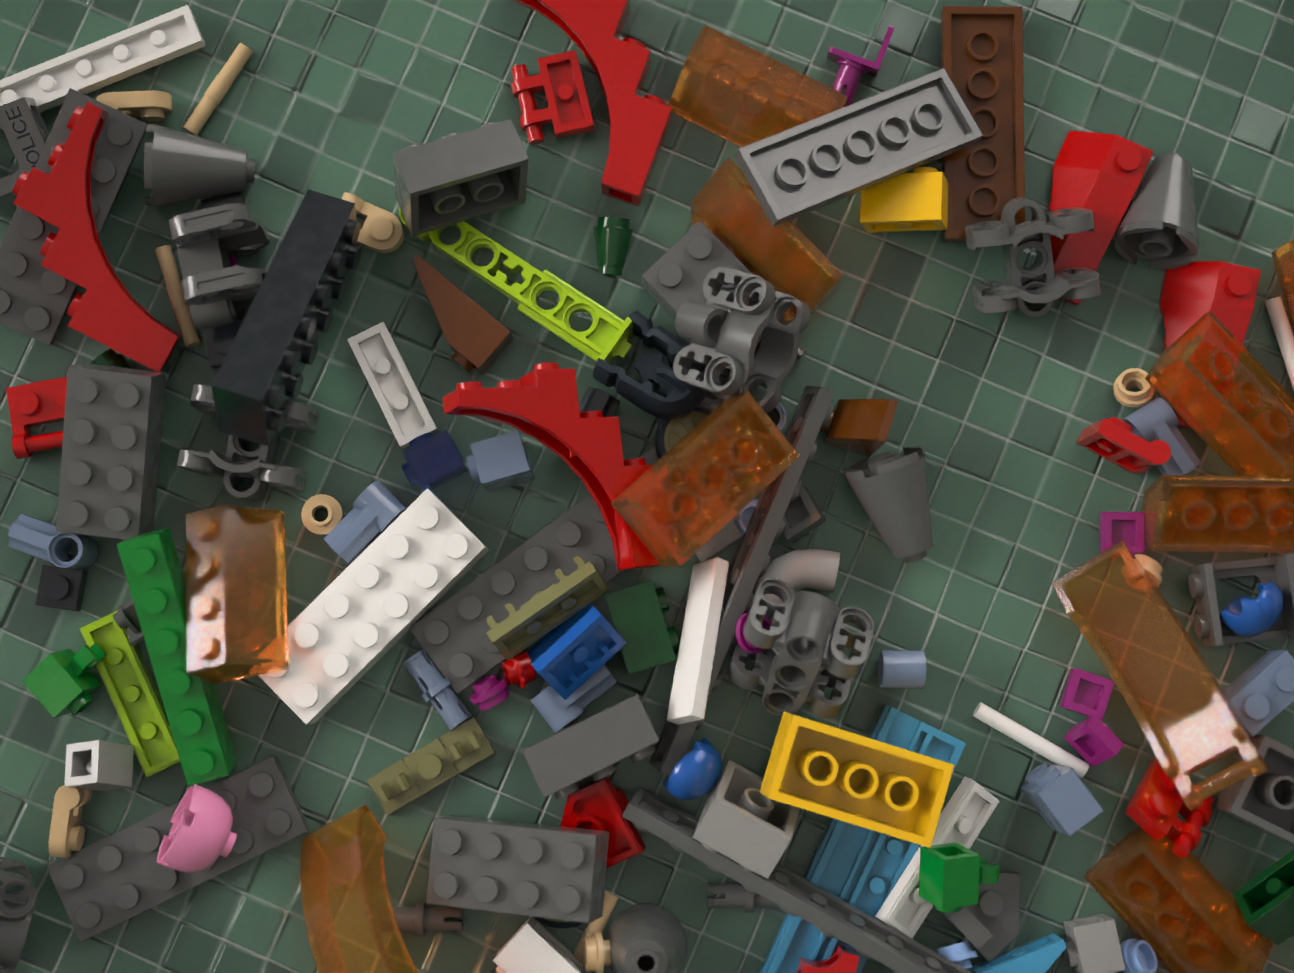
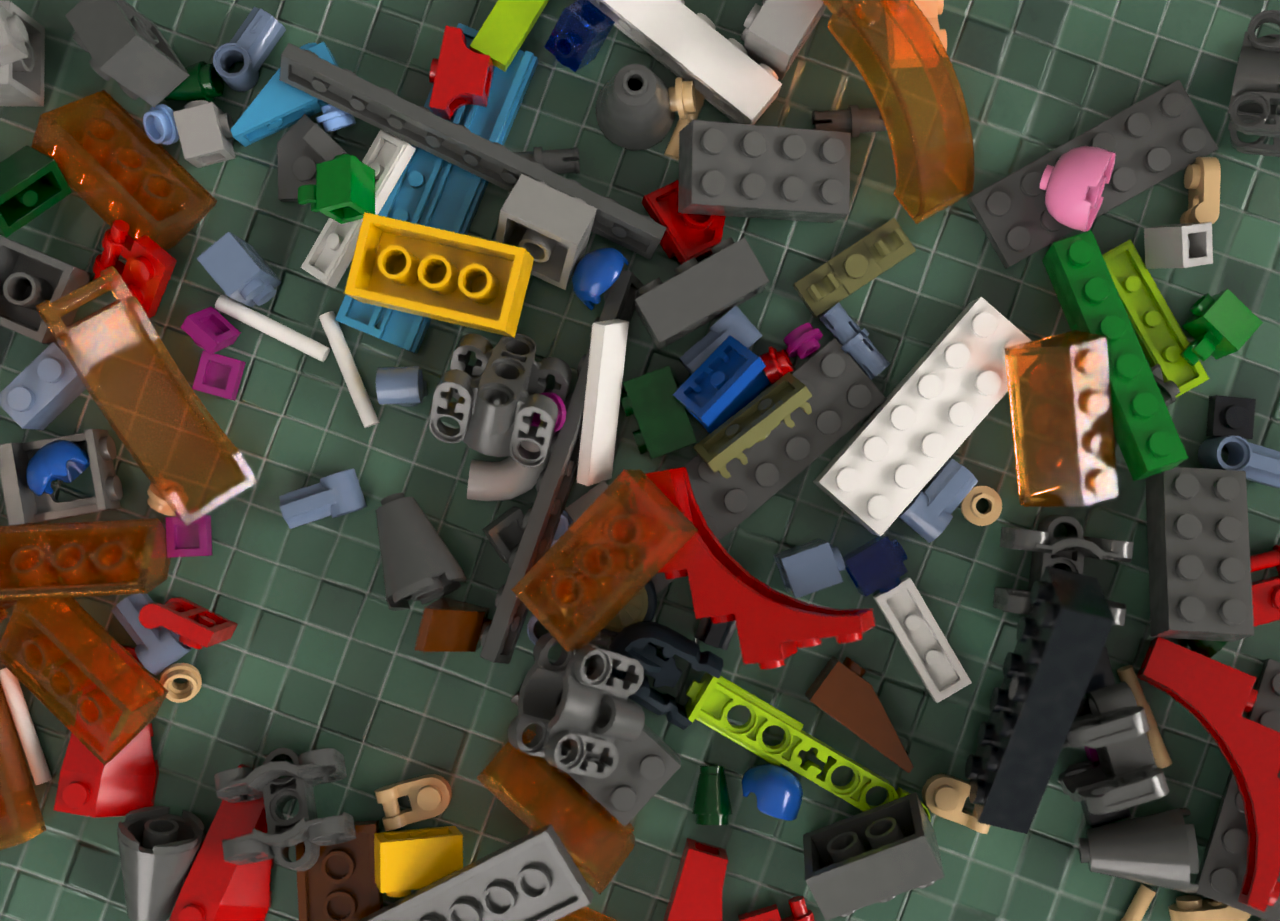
camera: 175 degrees right, 5 degrees up
(549, 246) = (776, 790): none -> blue hair
(893, 263) = (427, 795): none -> tan plate
(954, 692) = (348, 369): none -> white bar
(975, 563) = (332, 497): none -> sand blue piece

